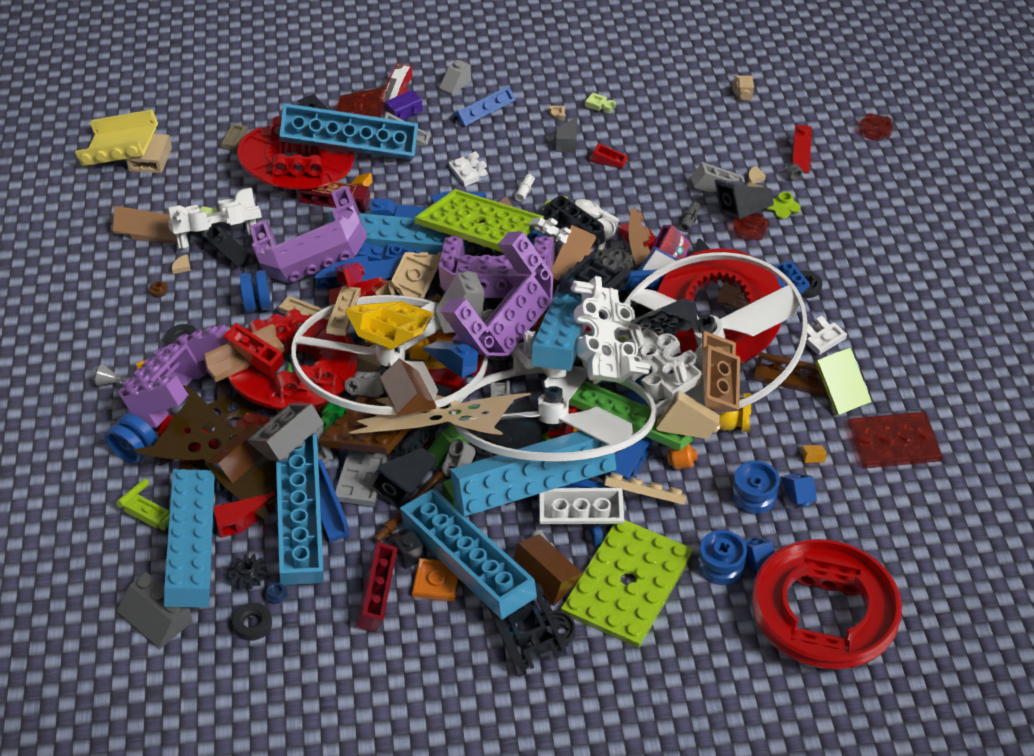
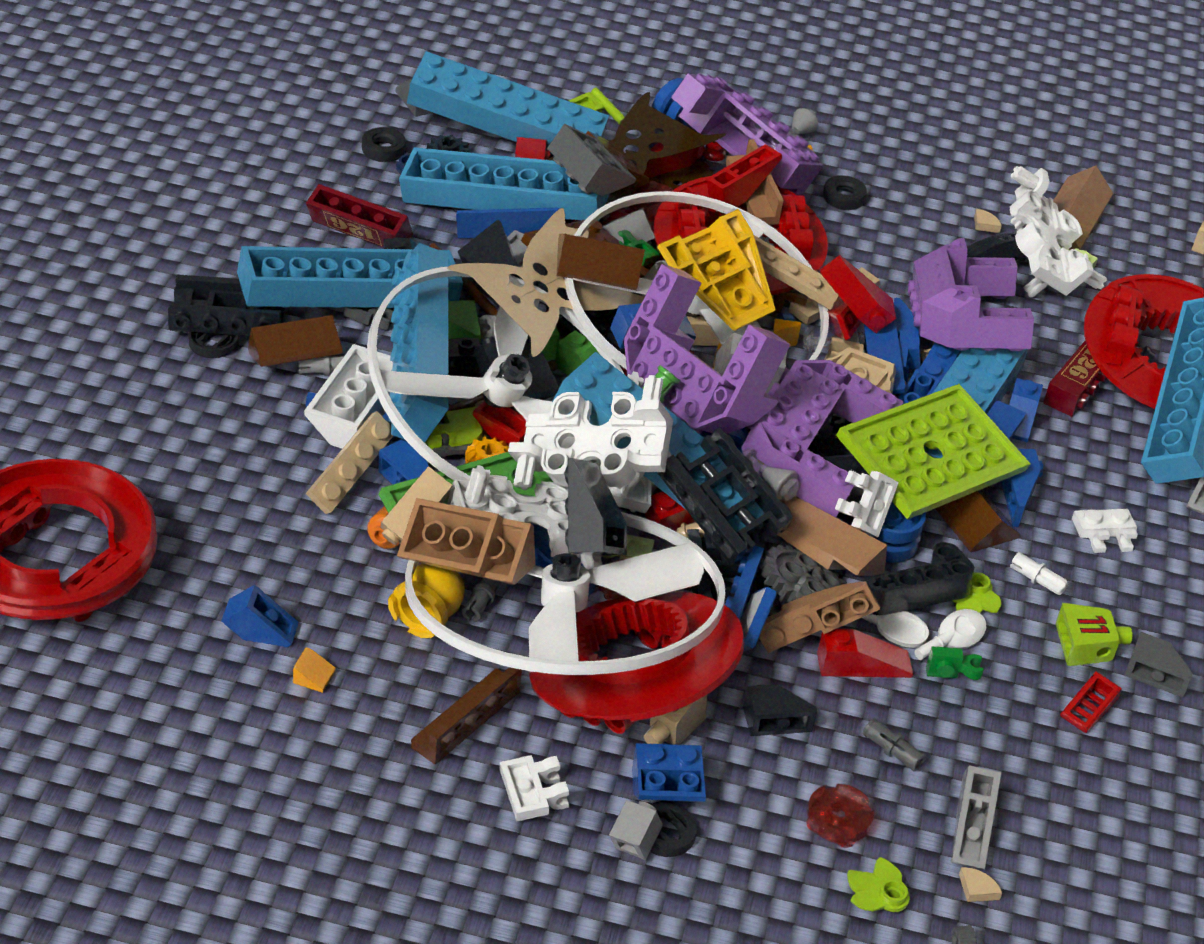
camera: 105 degrees right, 5 degrees down
(158, 289) = (945, 194): reddish brown plate -> none
(254, 291) = (890, 244): blue wheel -> none
(364, 179) = (1108, 412): light orange slope -> none
(536, 313) = (668, 381): none -> bright green bush
(561, 265) = (782, 481): none -> piece
(563, 161) = (1089, 634): none -> lime torso
(621, 206) = (948, 663): none -> green plate
(628, 609) = (238, 449): lime plate -> none
(672, 242) = (808, 663): torso -> none
(722, 557) = (199, 493): blue wheel -> none
(742, 198) = (900, 805): black slope -> none
(755, 487) = (285, 566): blue wheel -> none
(757, 552) = (186, 532): blue slope -> none
(824, 286) = (636, 829): none -> light grey brick
(843, 381) = (410, 742): tile -> none
(895, 440) = (277, 779): clear red plate -> none

